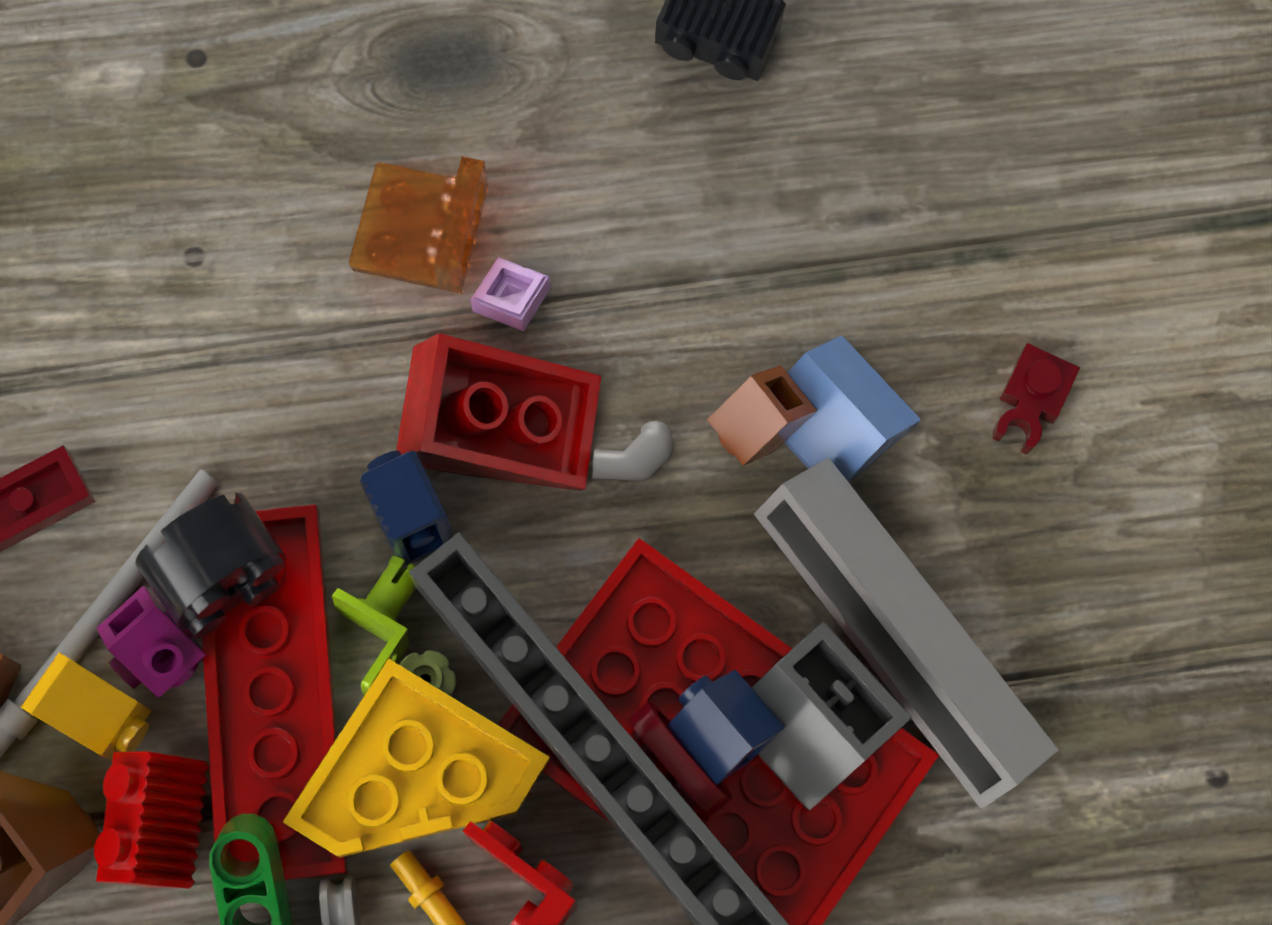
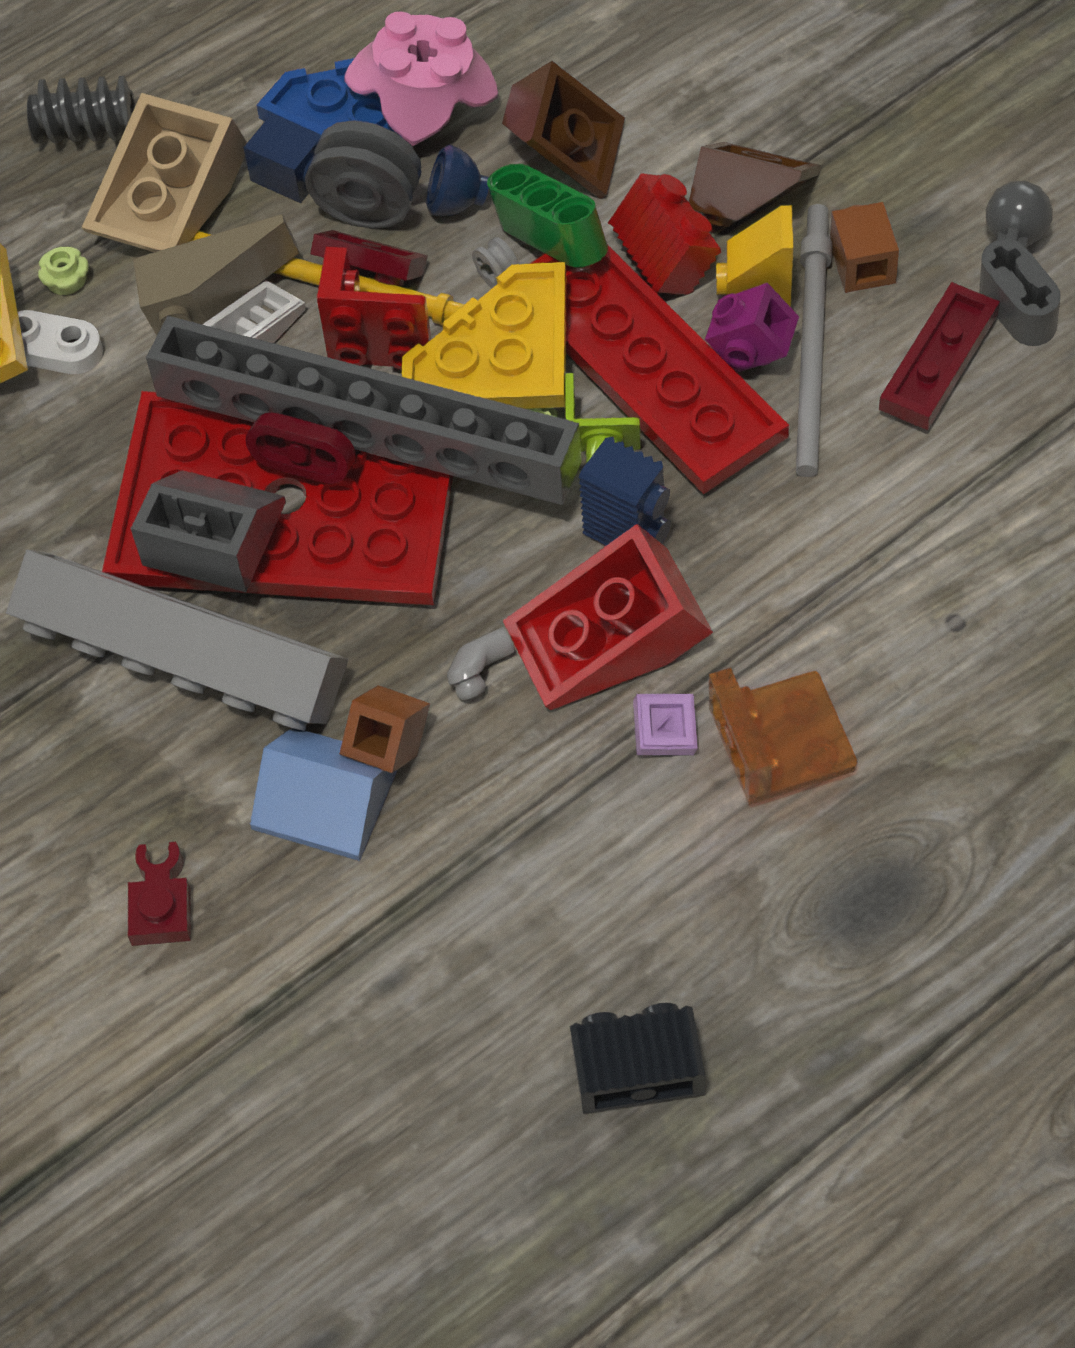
camera: 160 degrees right, 15 degrees down
(212, 563) = (733, 368): black brick -> none
(723, 724) = (276, 468): dark blue brick -> none

